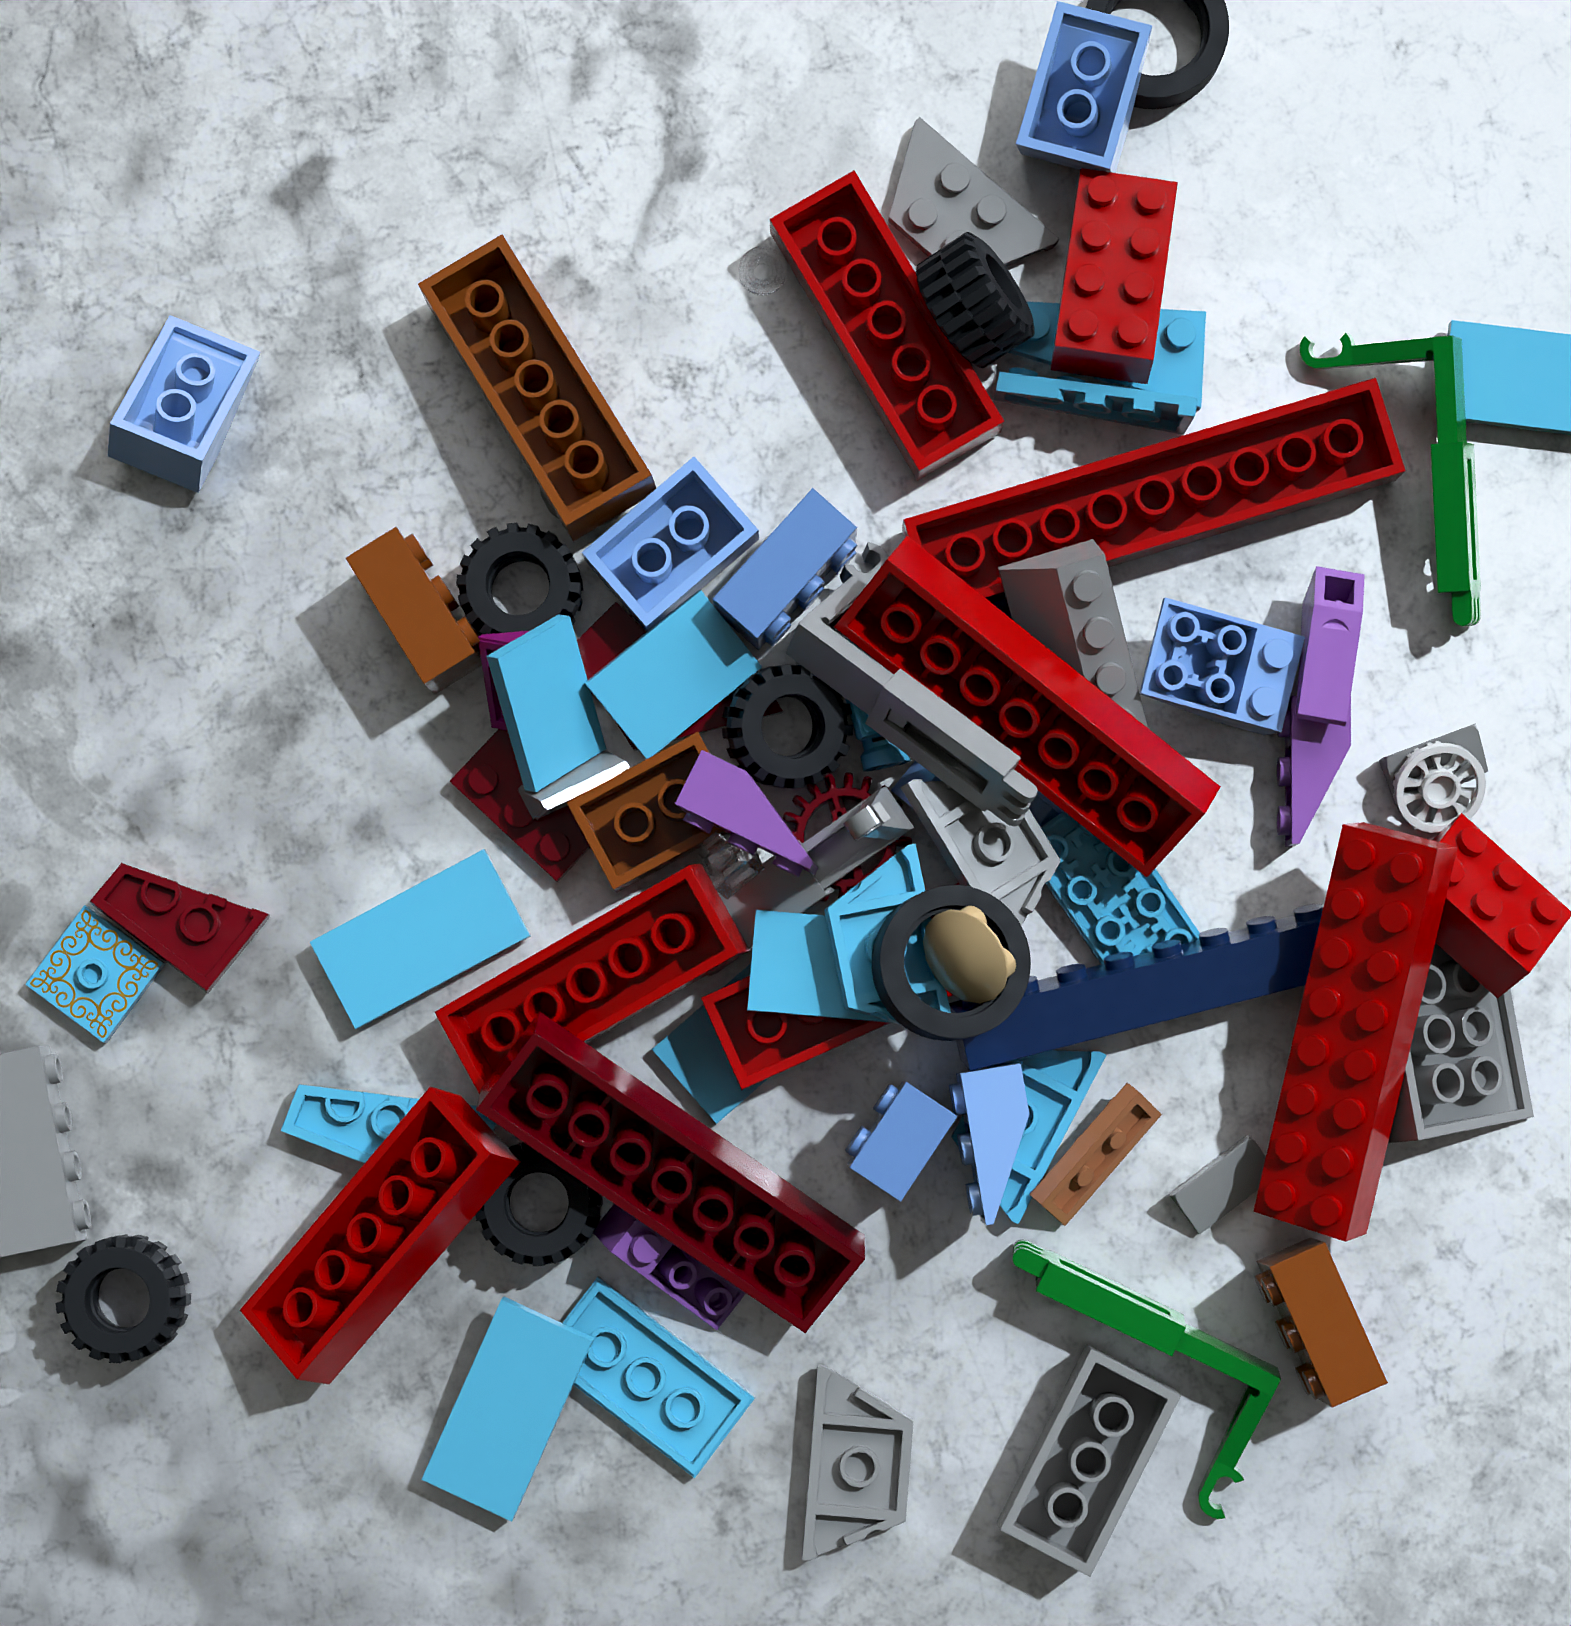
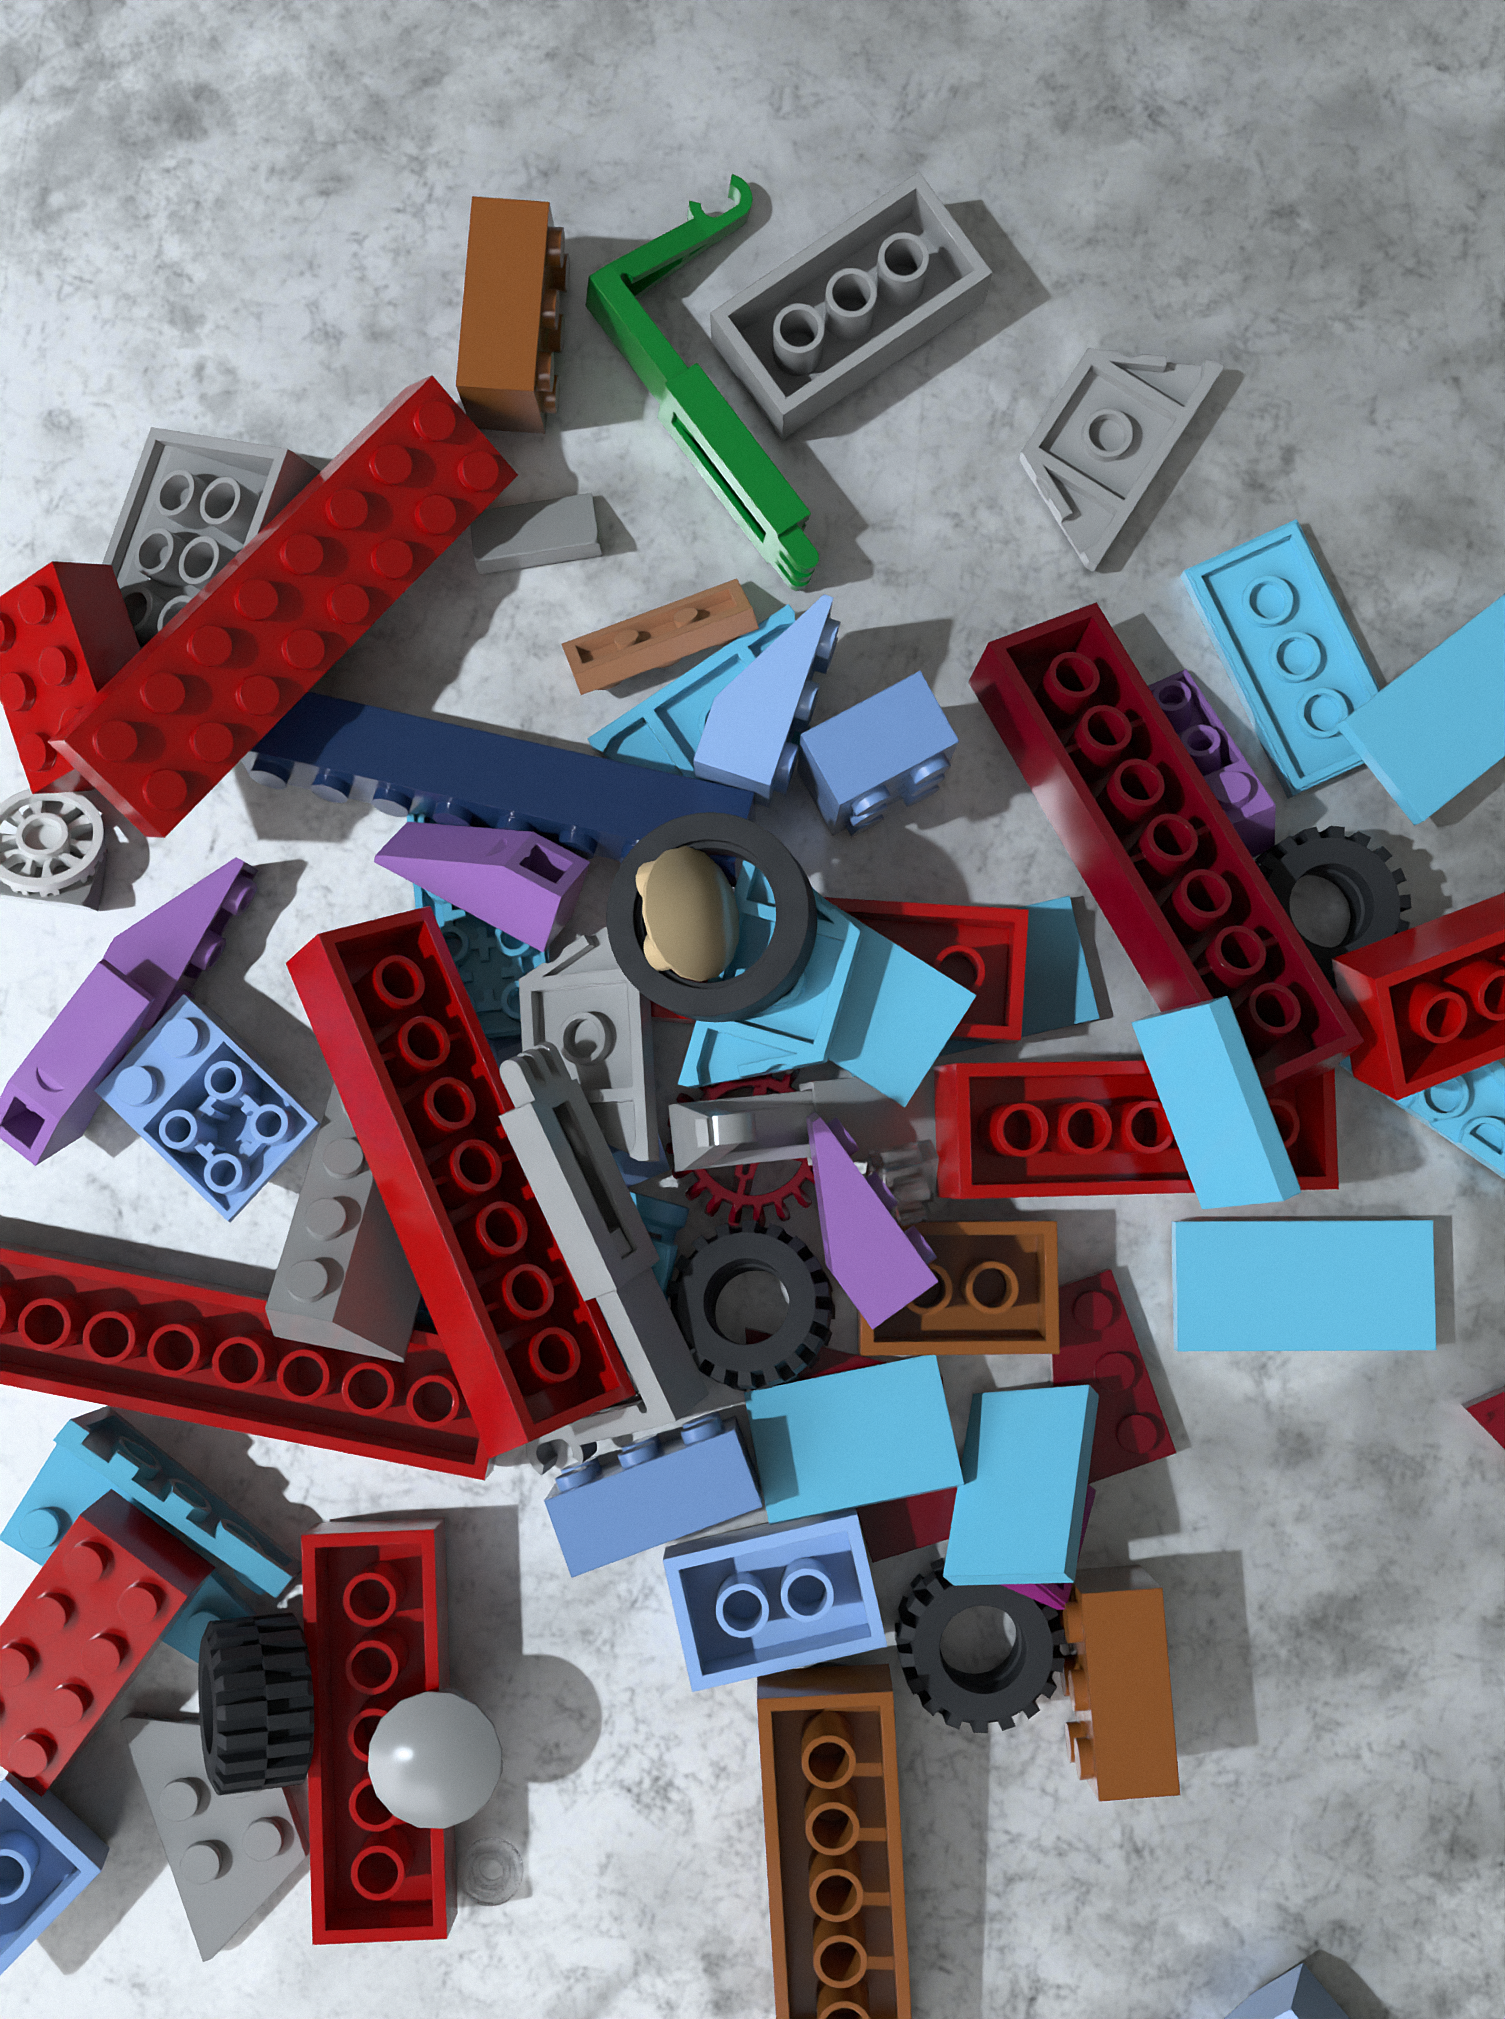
camera: 155 degrees left, 0 degrees up
(553, 1014) = (1216, 1105): none -> medium azure tile
(574, 783) = (1034, 1371): light grey slope -> none
(838, 327) = (435, 1759): none -> light grey dish
(1114, 923) = (494, 874): none -> medium lavender slope

